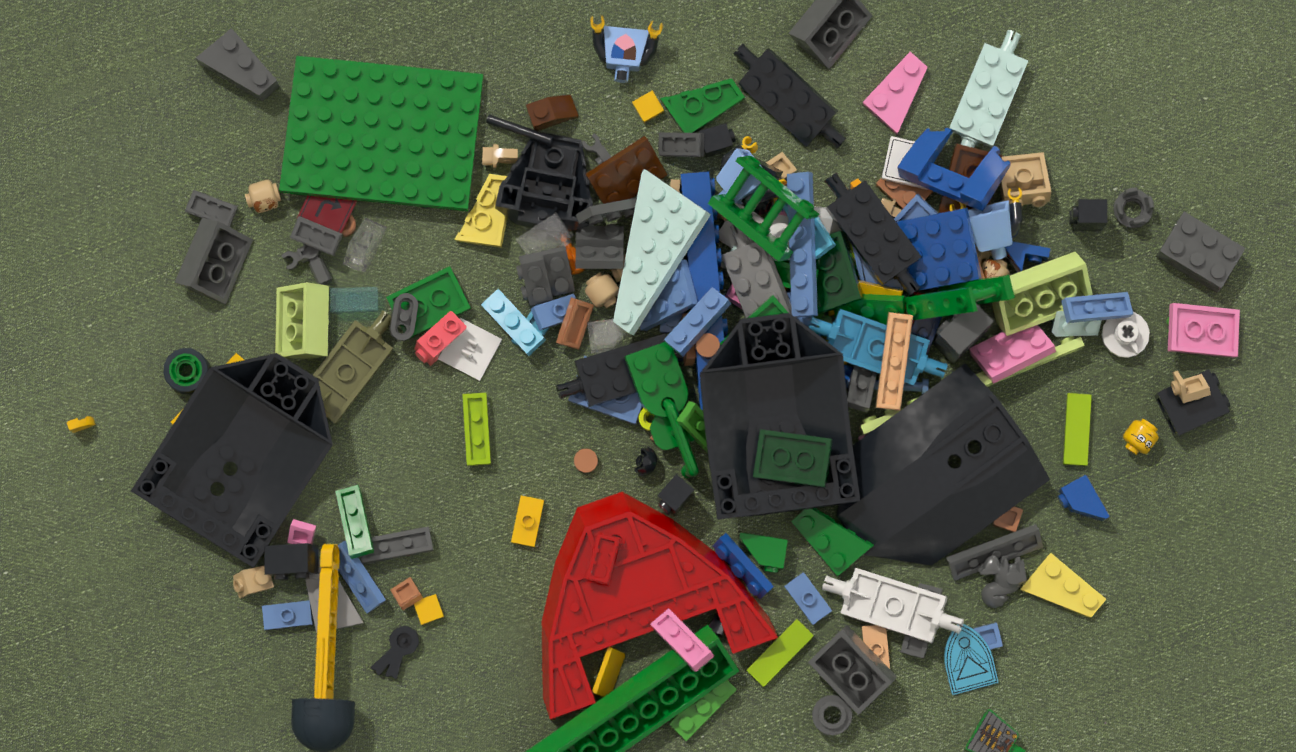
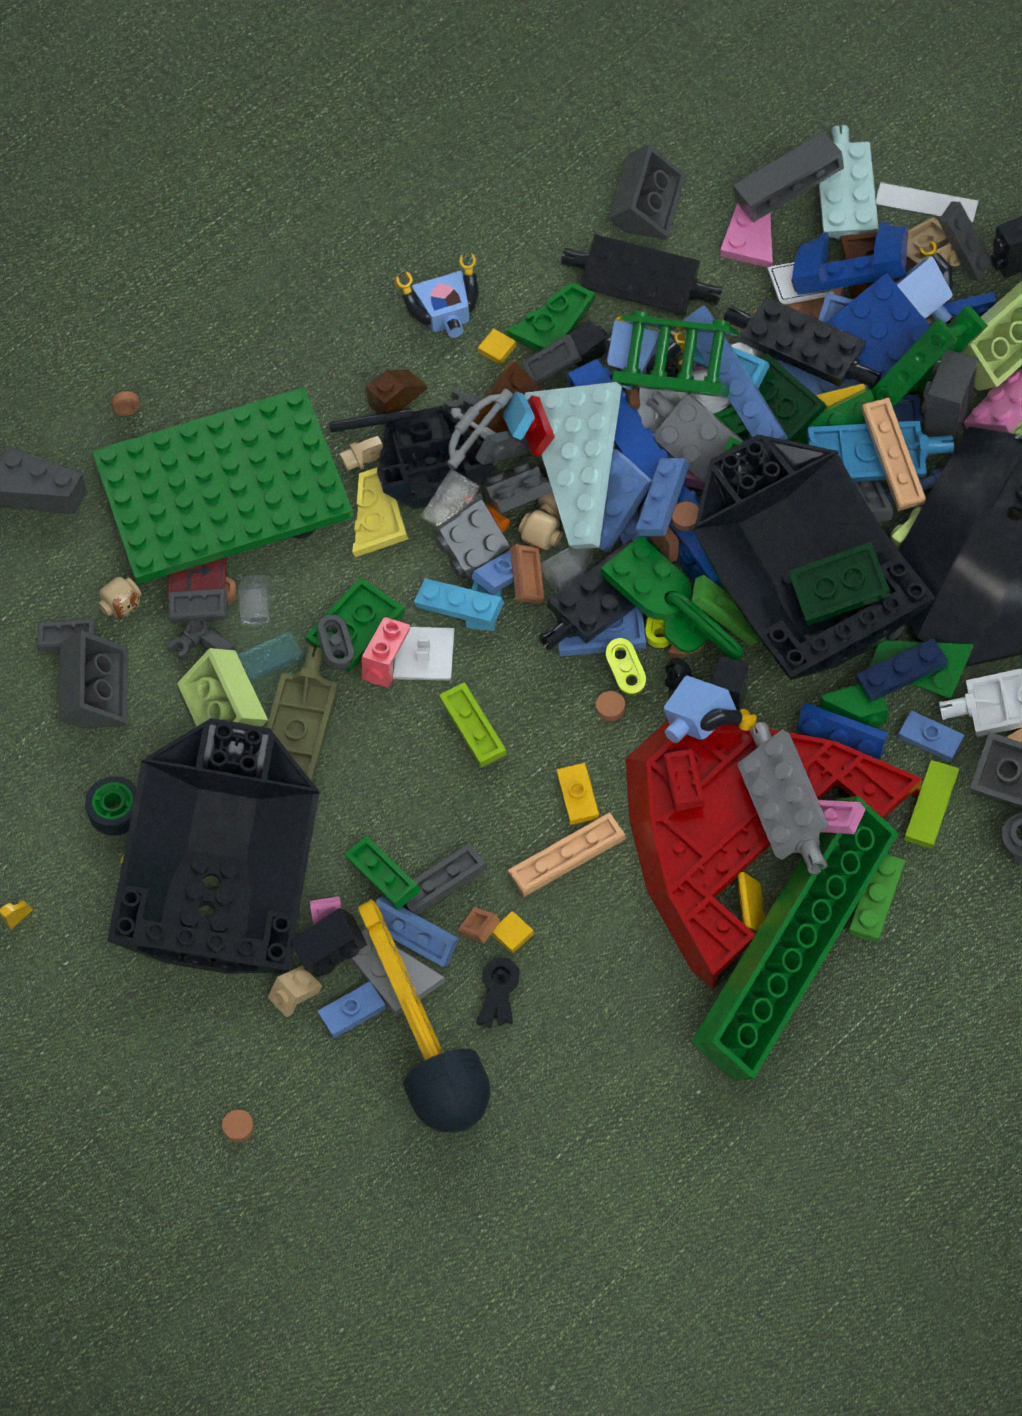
camera: 20 degrees left, 20 degrees down
(168, 666) = (238, 1126): none -> nougat tile
(339, 24) = (125, 403): none -> nougat tile
(496, 566) = (566, 854): none -> light nougat tile
(585, 177) = (467, 419): none -> light grey piece
(610, 436) = (625, 667): none -> neon yellow plate
(625, 194) = (518, 415): none -> medium azure tile
(635, 207) = (540, 431): none -> red plate
(641, 510) = (700, 709): none -> light blue torso
(664, 612) = (784, 797): none -> light grey plate
(808, 542) = (901, 670): none -> dark blue plate
(944, 68) = (788, 176): none -> dark grey brick
(1048, 132) = (921, 200): none -> white sticker
(1050, 195) = (965, 240): none -> dark grey plate

